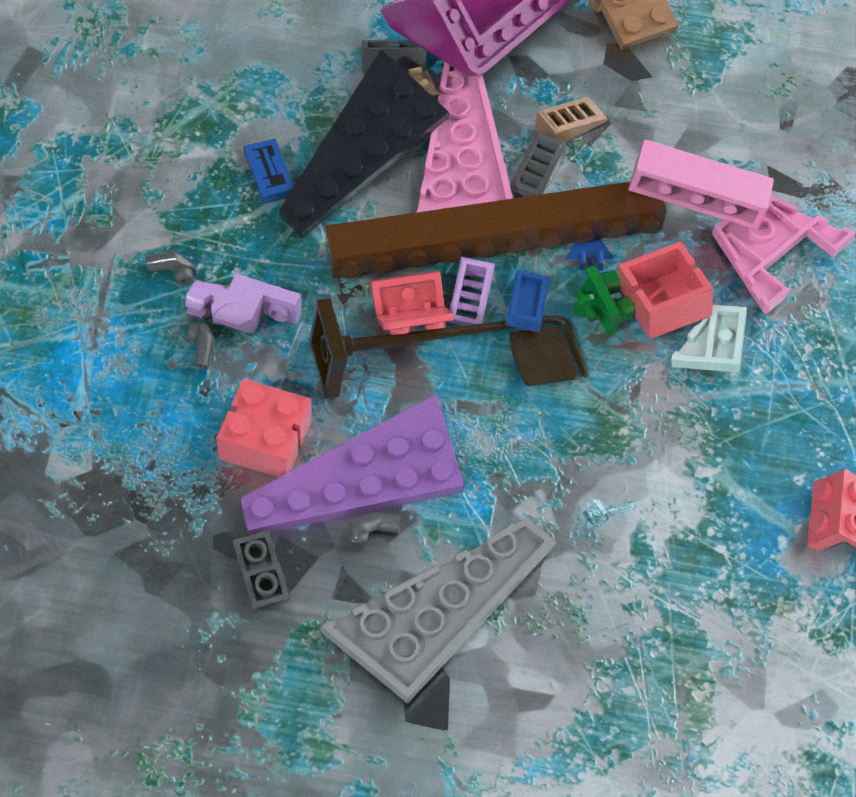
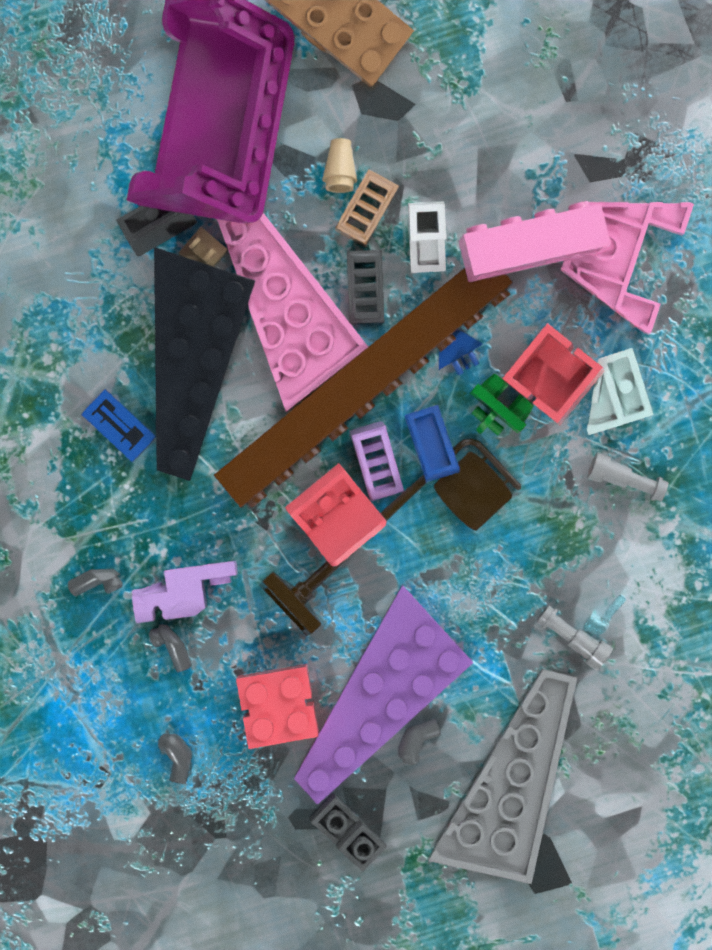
camera: 25 degrees left, 30 degrees up
(151, 431) = (179, 754): none -> dark grey arm
(564, 83) = (340, 167): none -> tan cone
(583, 532) = (594, 651): none -> light grey piece
(612, 147) = (427, 236): none -> white brick
(670, 390) = (604, 469): none -> light grey piece

